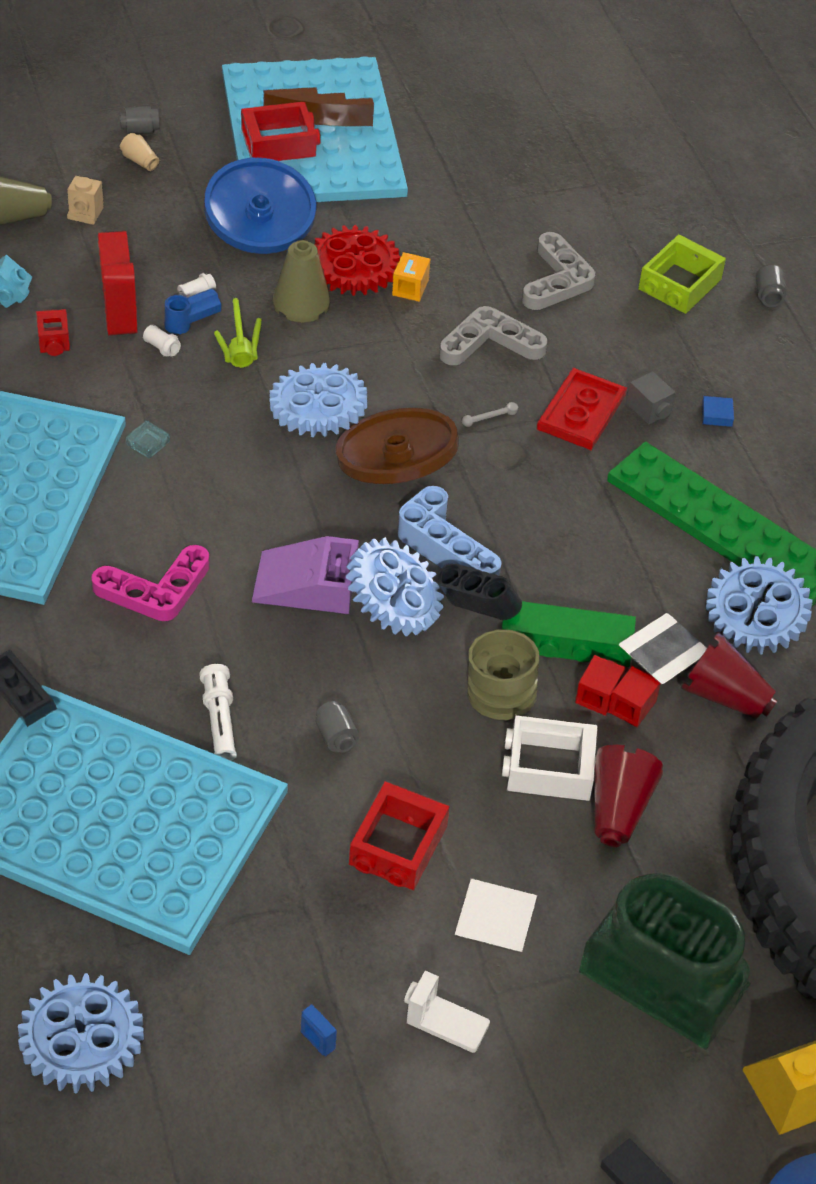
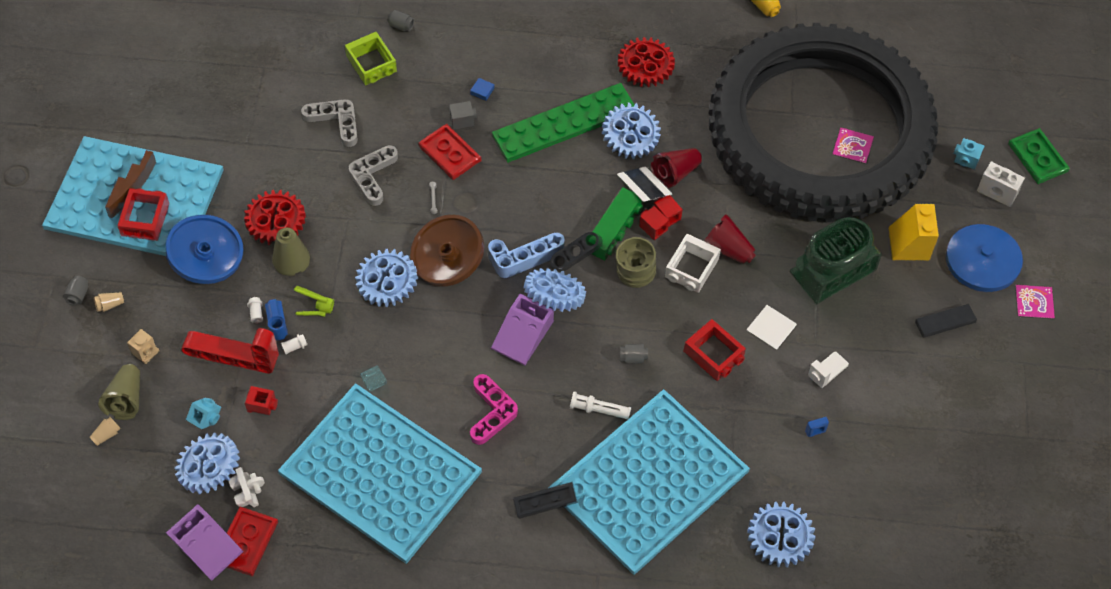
camera: 65 degrees left, 10 degrees up
(411, 276) = (306, 192): light orange brick -> none

